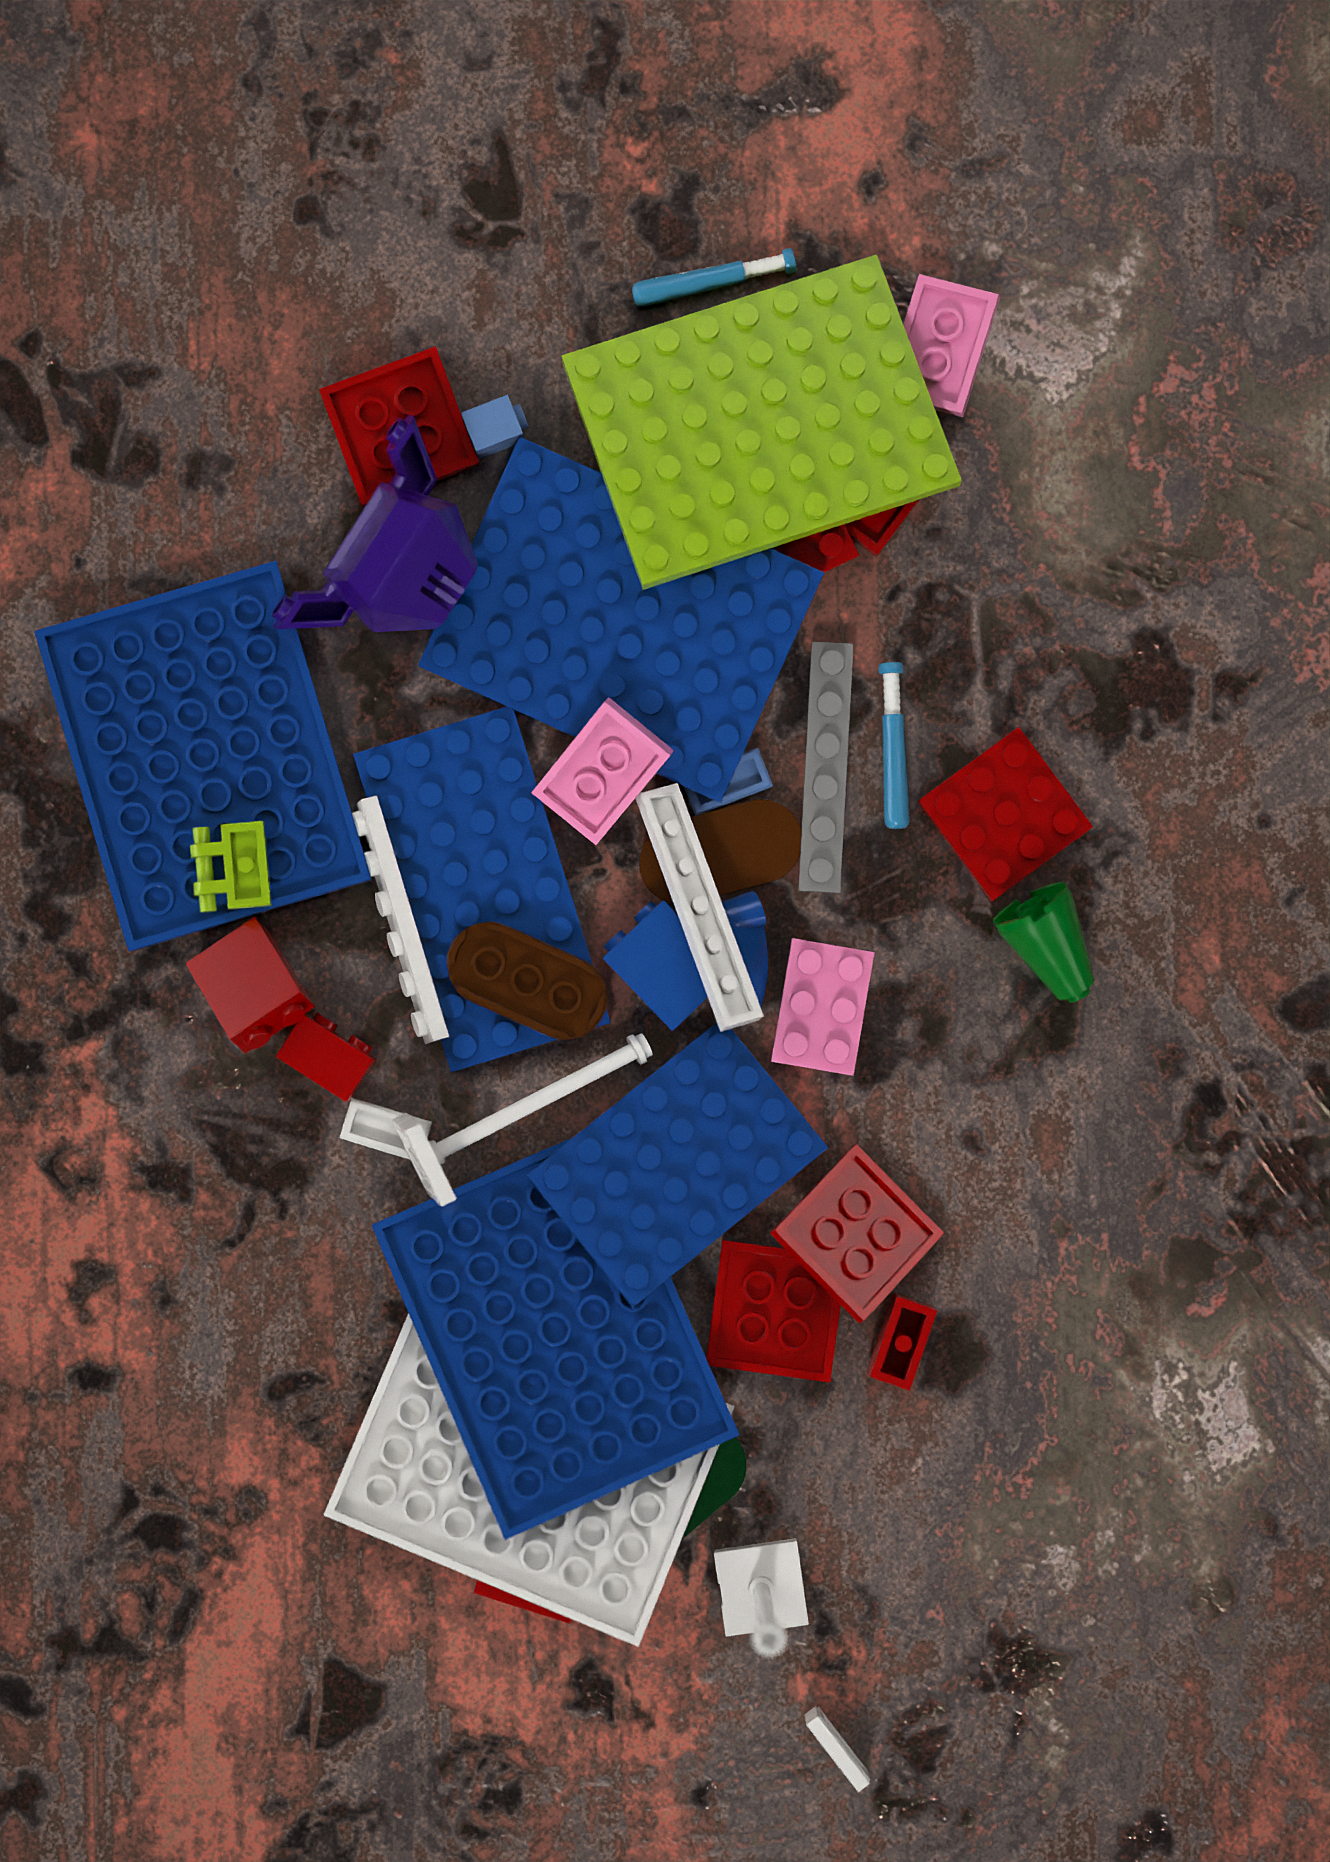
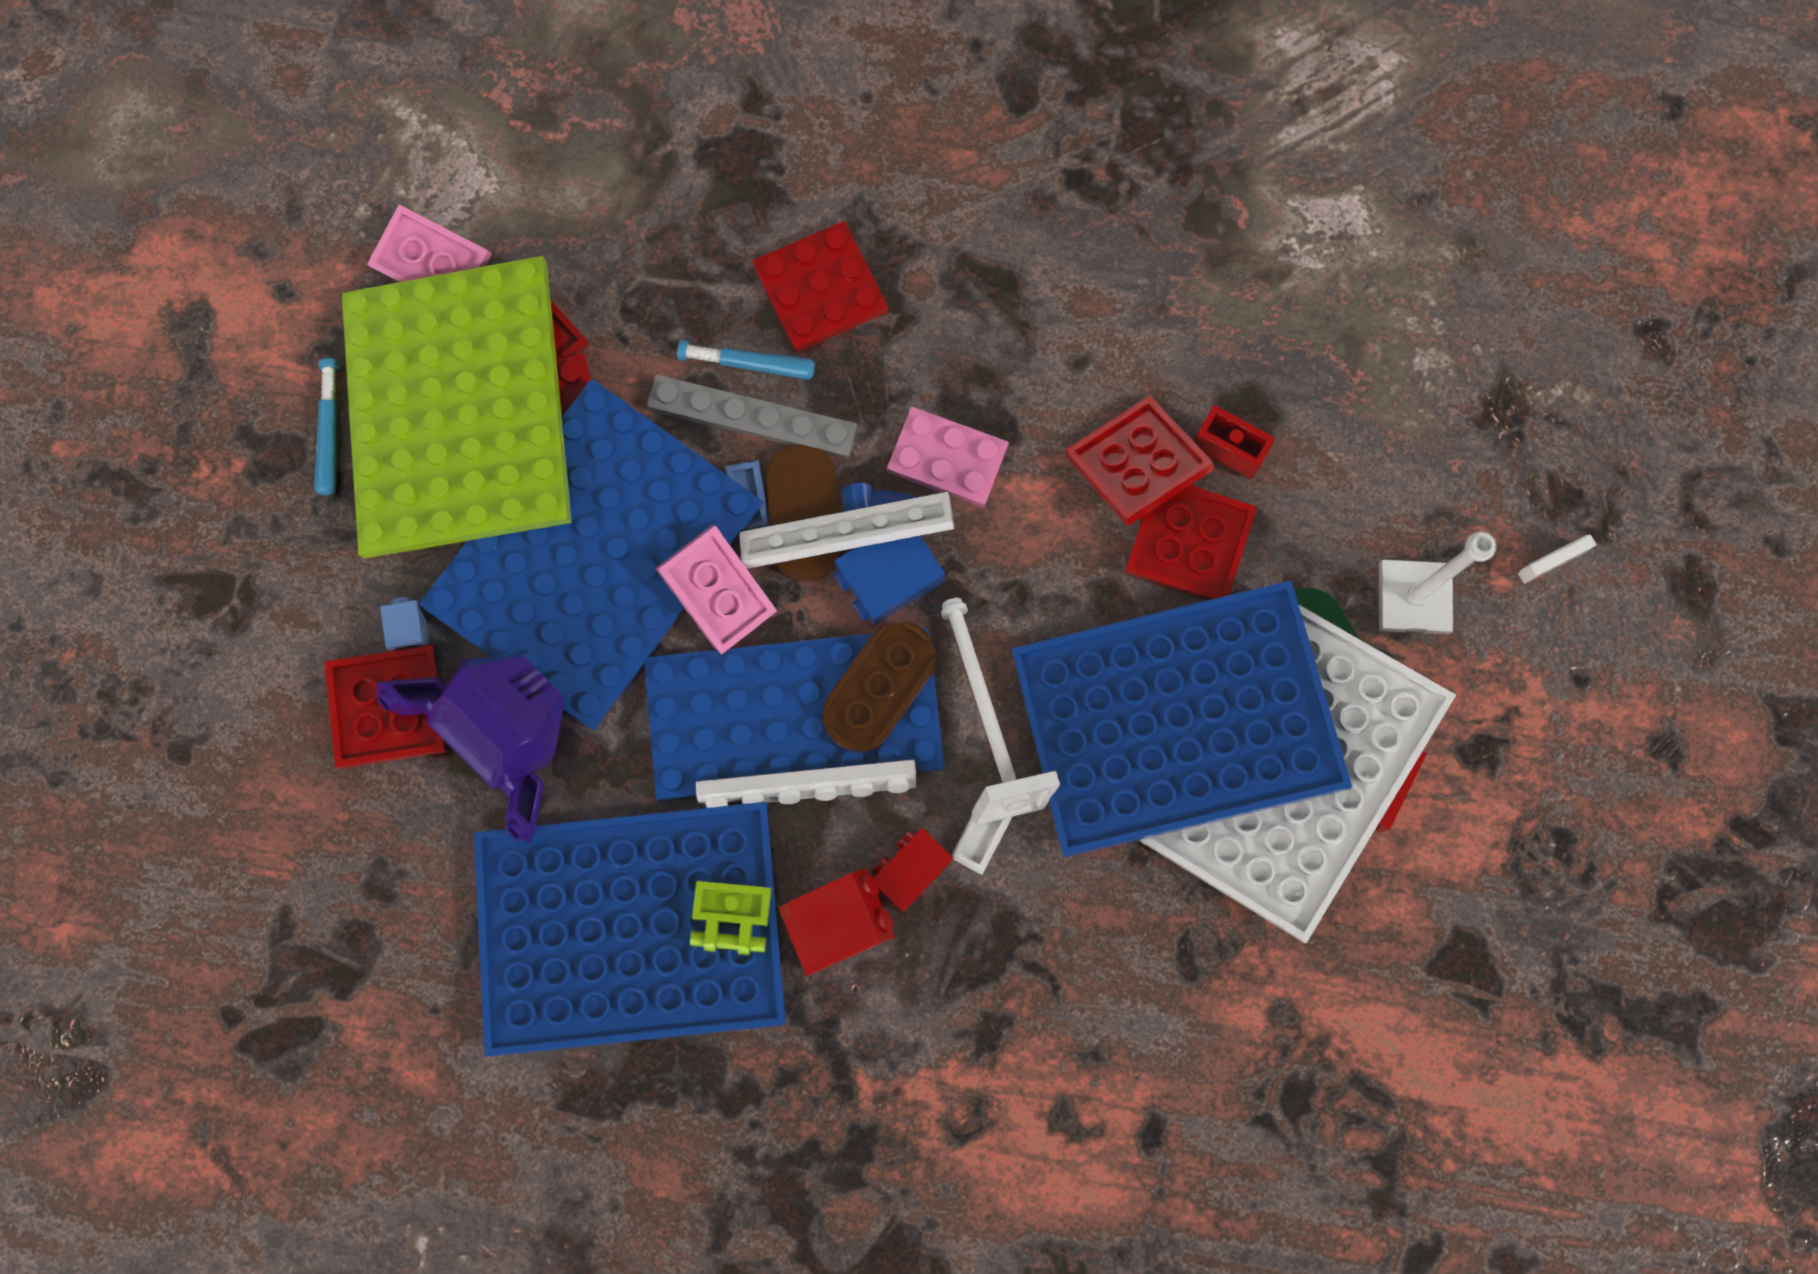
camera: 85 degrees left, 10 degrees down
(676, 1162) = (1055, 594): blue plate -> none
(1049, 940) = (928, 266): green cone -> none

